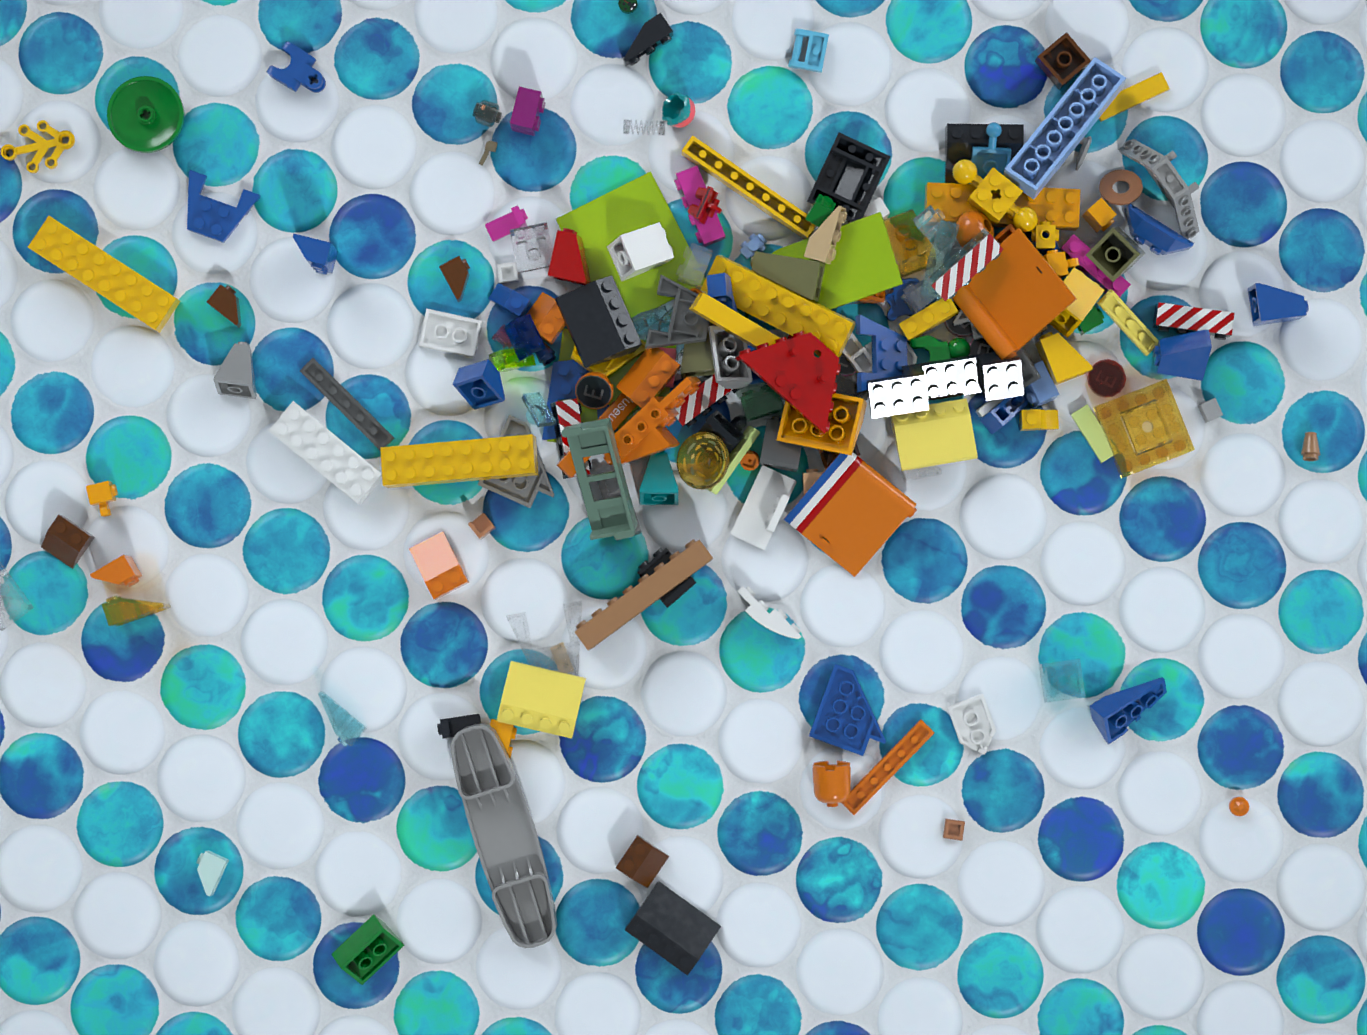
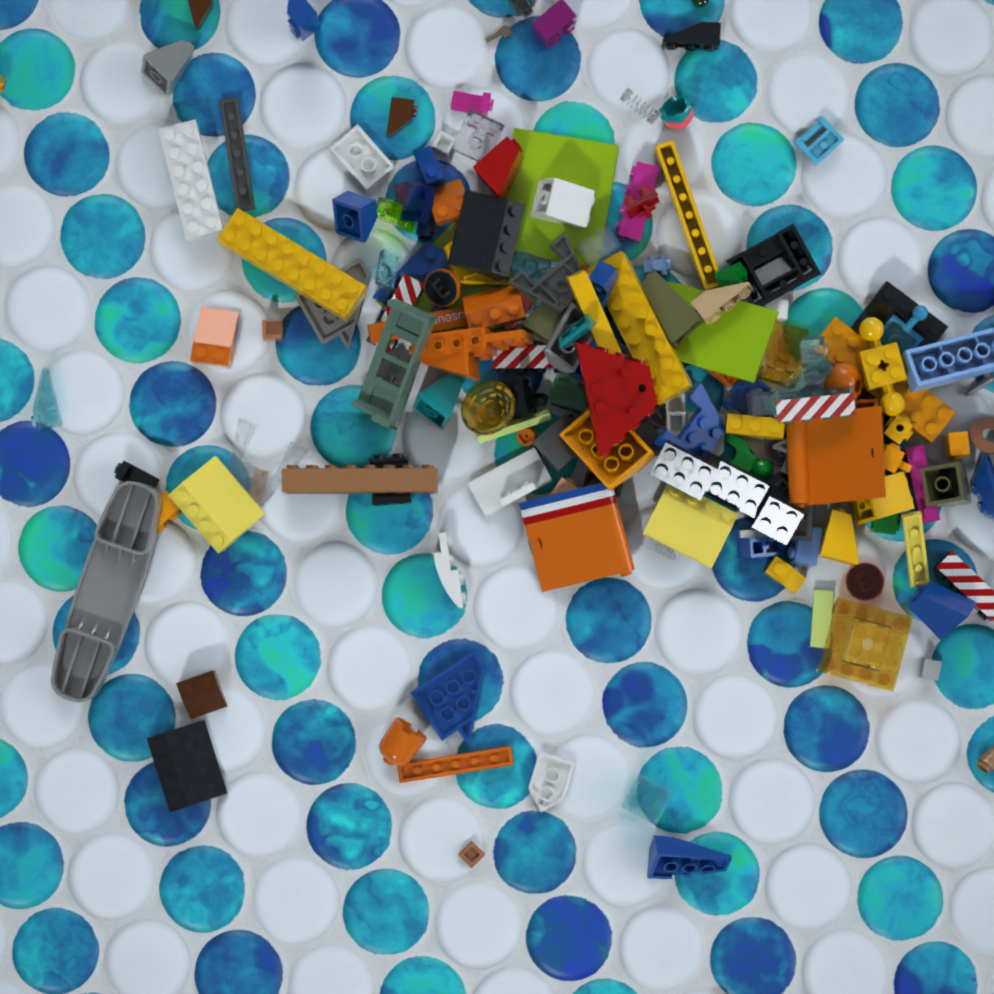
camera: 35 degrees right, 0 degrees up
(731, 346) = (576, 331): none -> teal slope

